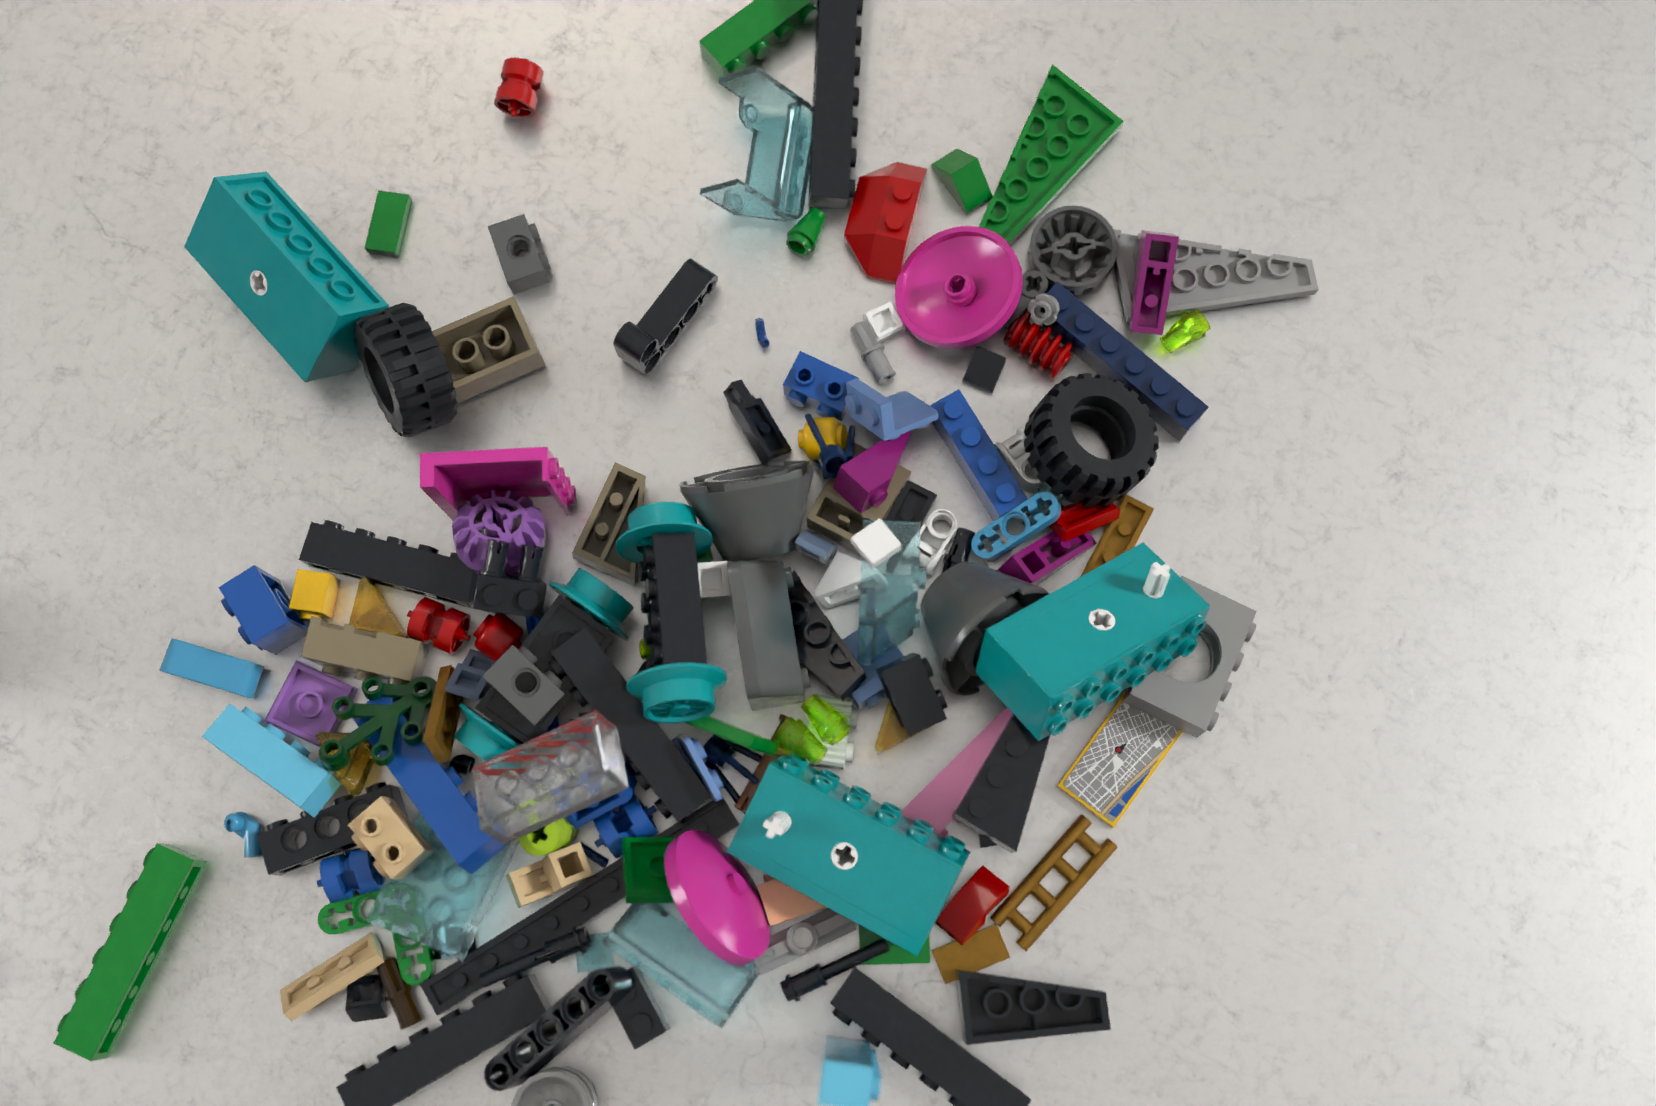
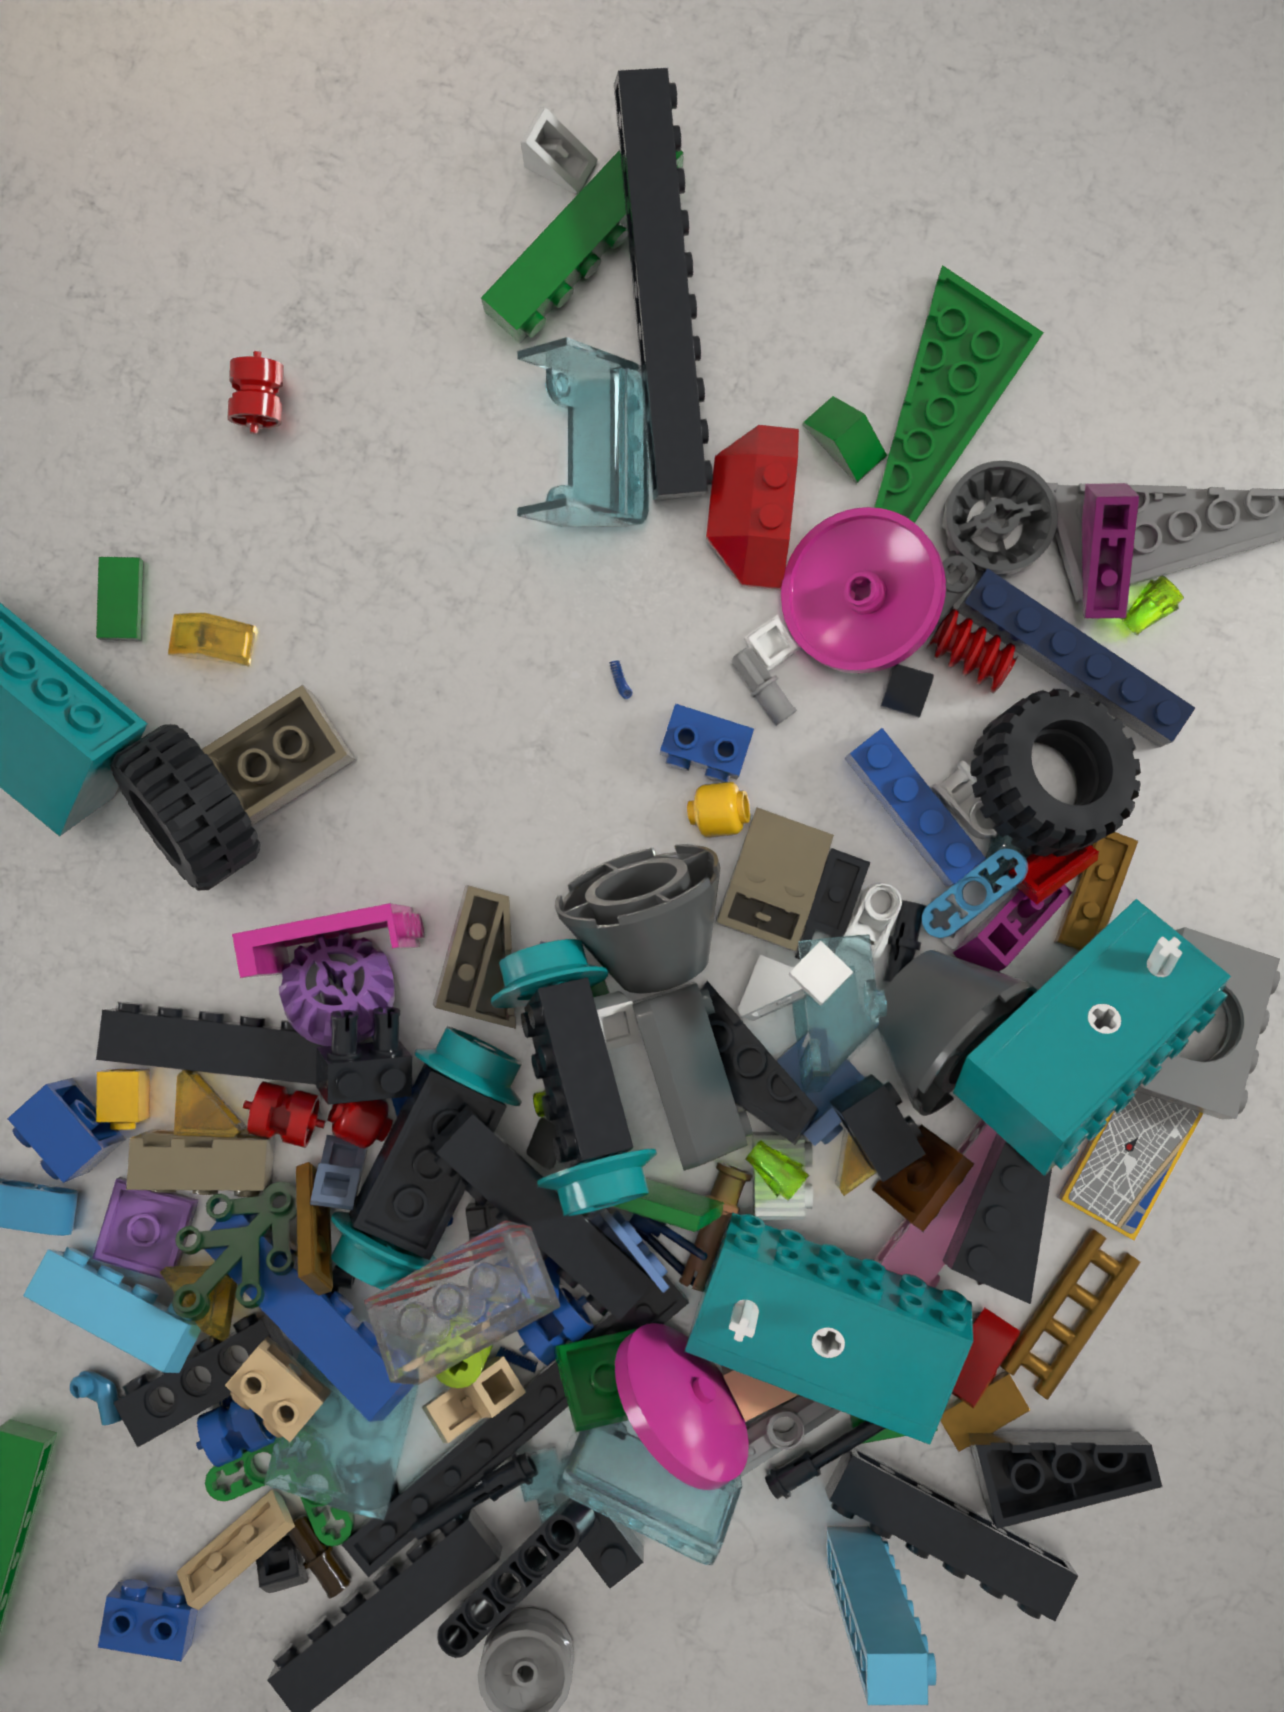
camera: 10 degrees left, 10 degrees up
(248, 1025) = (147, 1621): none -> blue brick
(452, 260) = (211, 638): none -> clear yellow slope
(510, 238) = (279, 601): dark grey brick -> none
(531, 704) = (421, 1213): dark grey brick -> none
(666, 318) = (498, 677): black beam -> none
(756, 424) = (633, 801): black hinge -> none
(799, 740) = (750, 1200): clear neon green cone -> none
(805, 234) = (656, 540): green cone -> none
(815, 546) = (733, 952): sand blue slope -> none
(831, 455) = (738, 842): dark blue plant -> none
(868, 475) = (789, 856): magenta slope -> none
(888, 415) = (800, 771): medium blue bracket -> none
(945, 746) = (926, 1183): none -> reddish brown plate
(1051, 309) = (980, 602): light grey plate -> none

